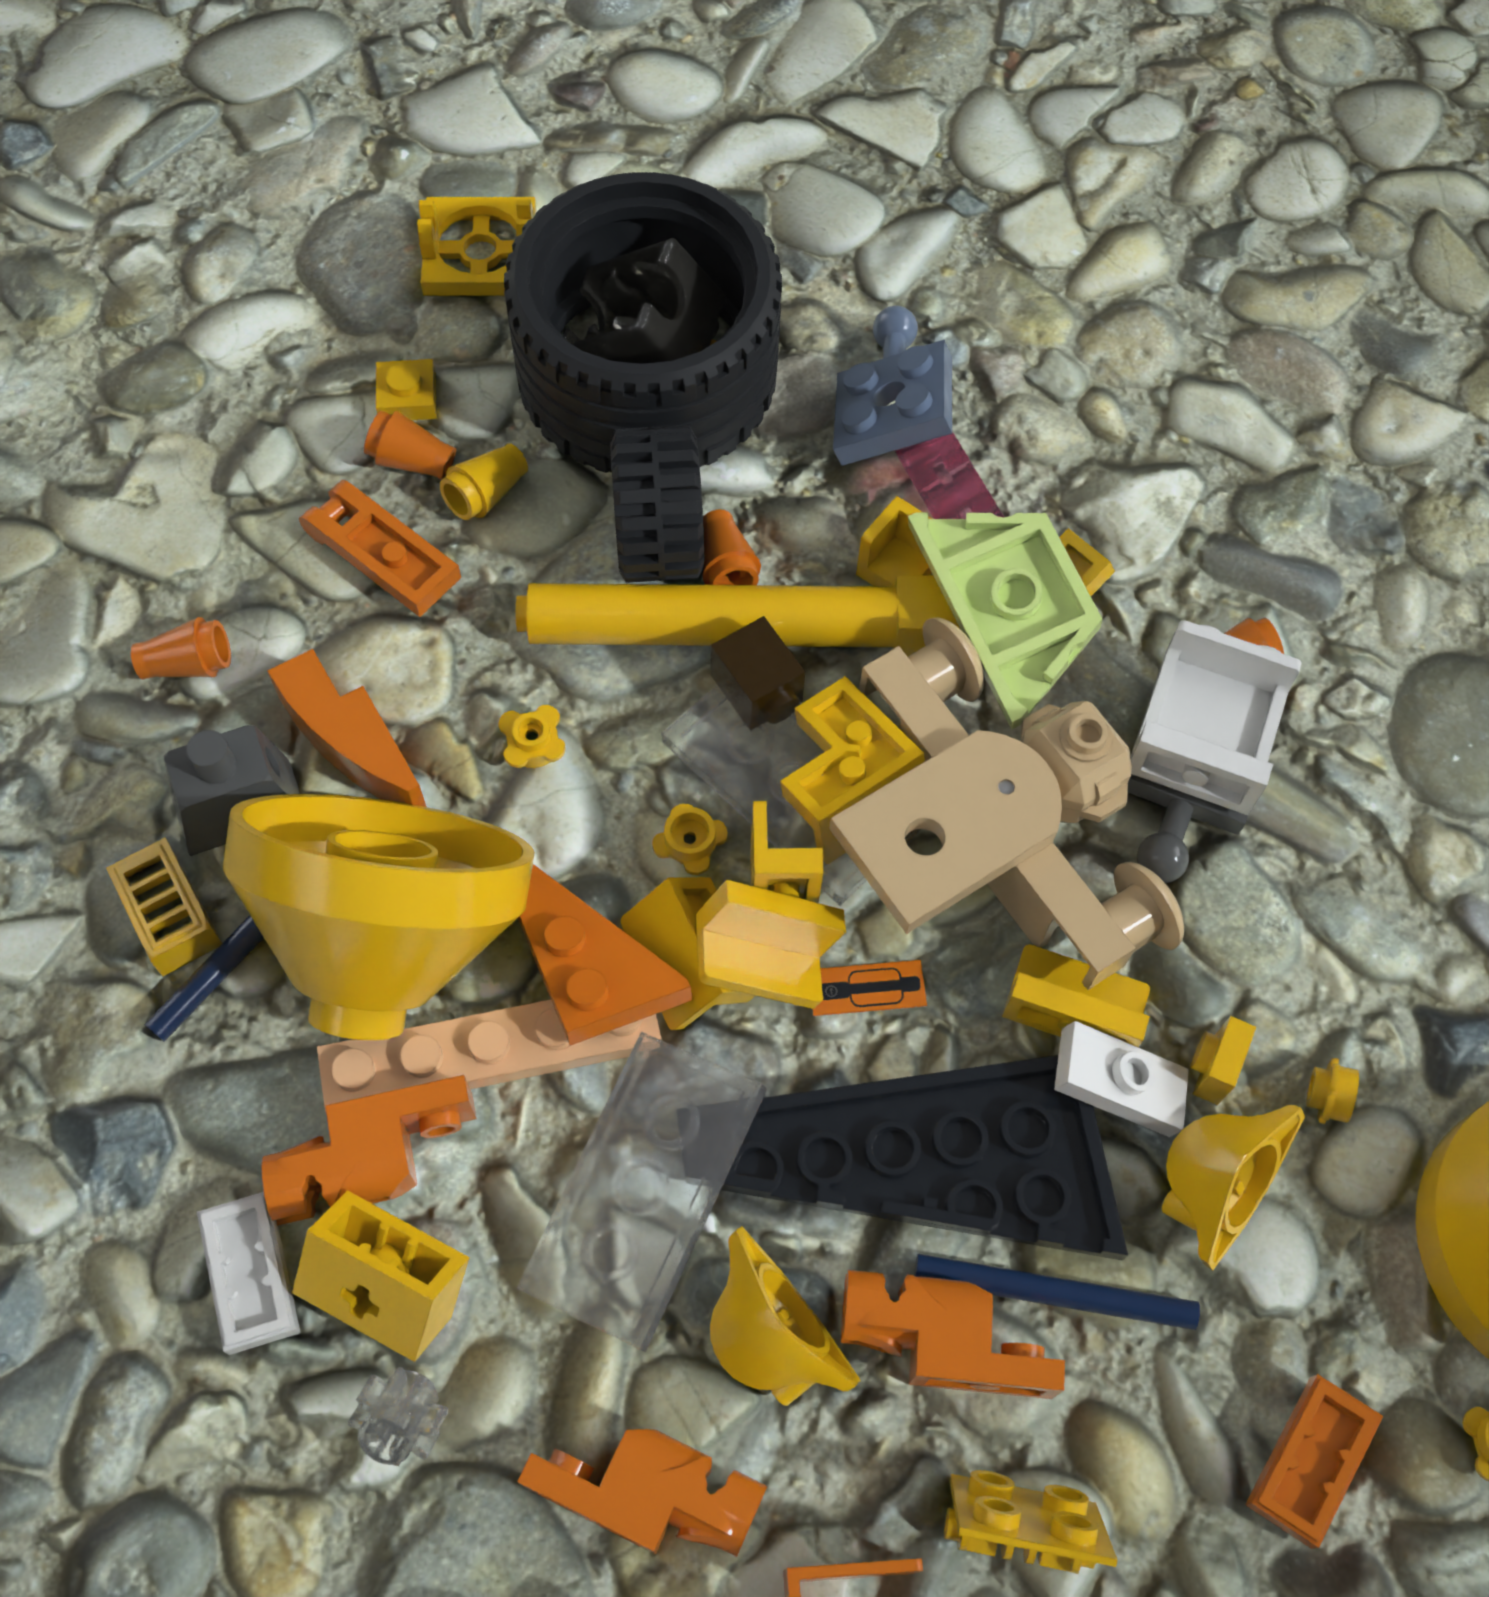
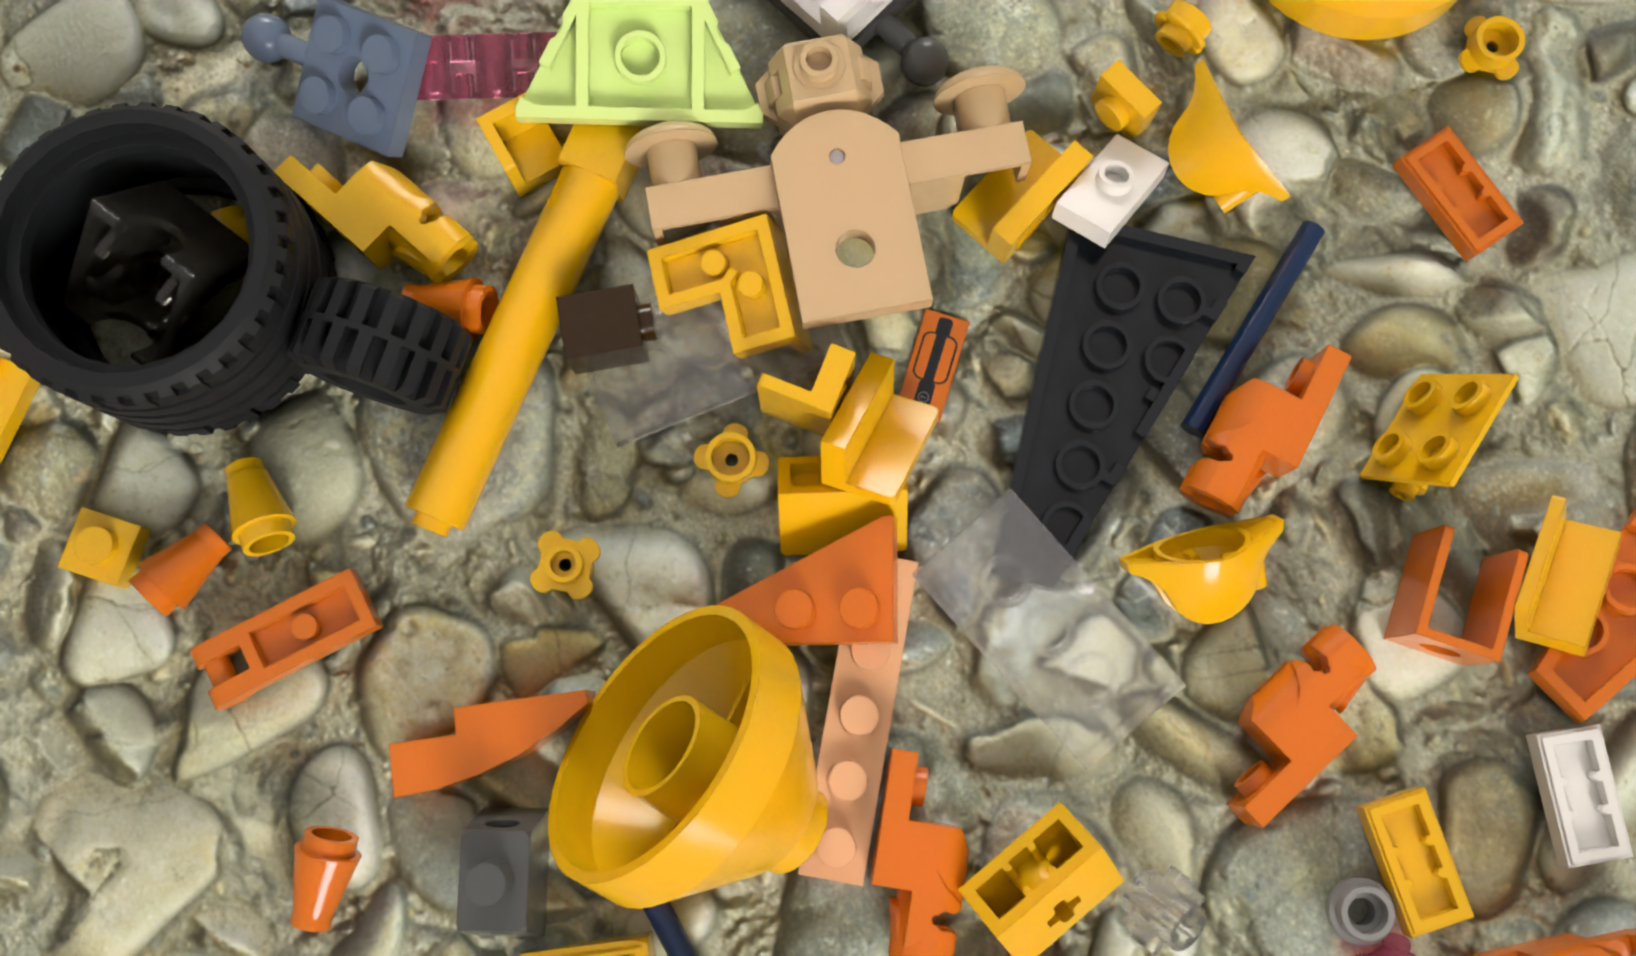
camera: 65 degrees left, 15 degrees up
(779, 472) = (384, 217): none -> yellow plate

